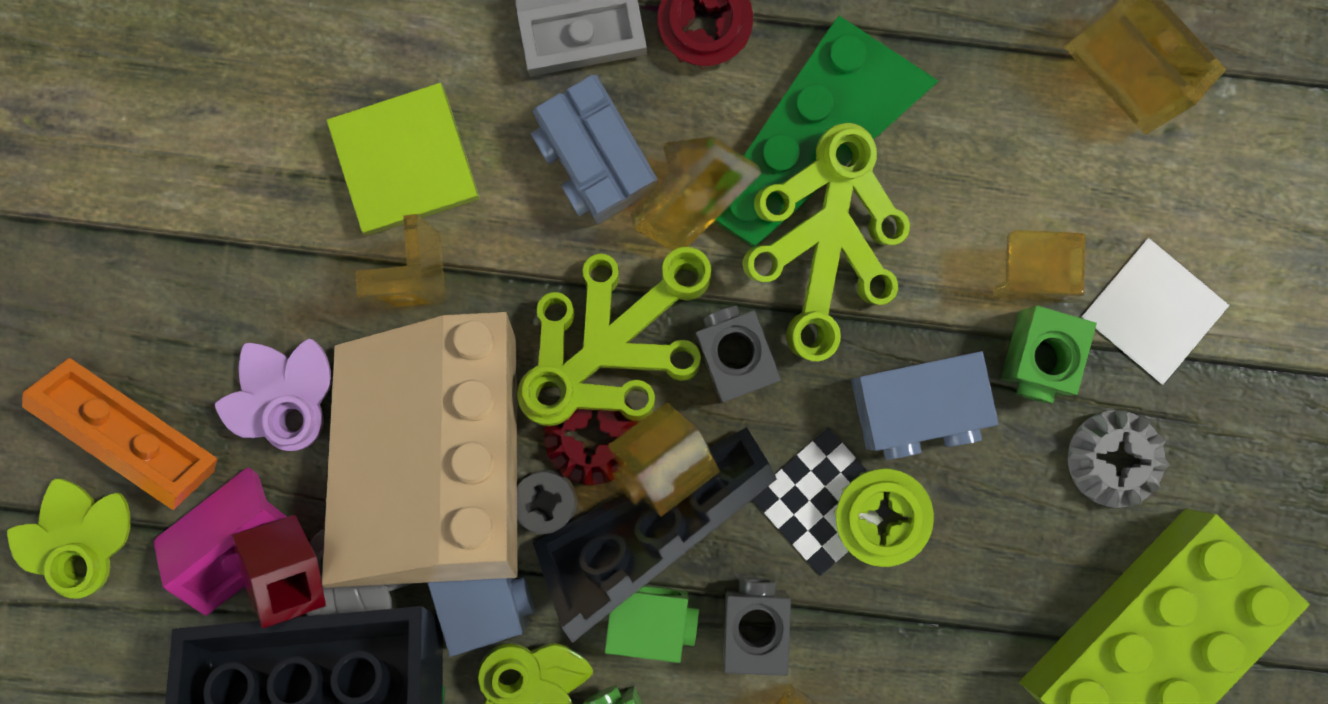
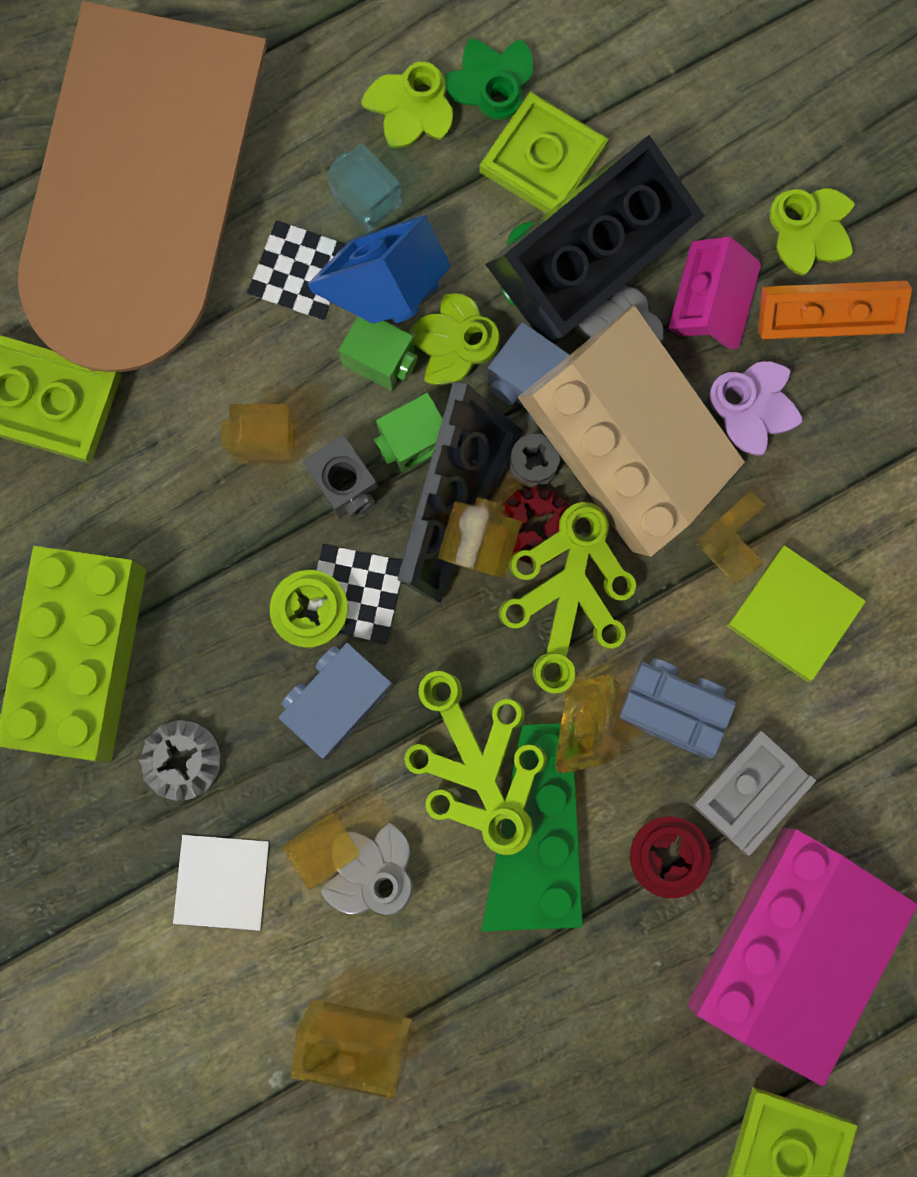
camera: 140 degrees right, 5 degrees down
(279, 571) = (667, 296): dark red brick -> none
(736, 382) = (472, 621): dark grey brick -> none
(989, 218) = (359, 881): none -> light grey plate
(1069, 338) = (295, 805): bright green brick -> none

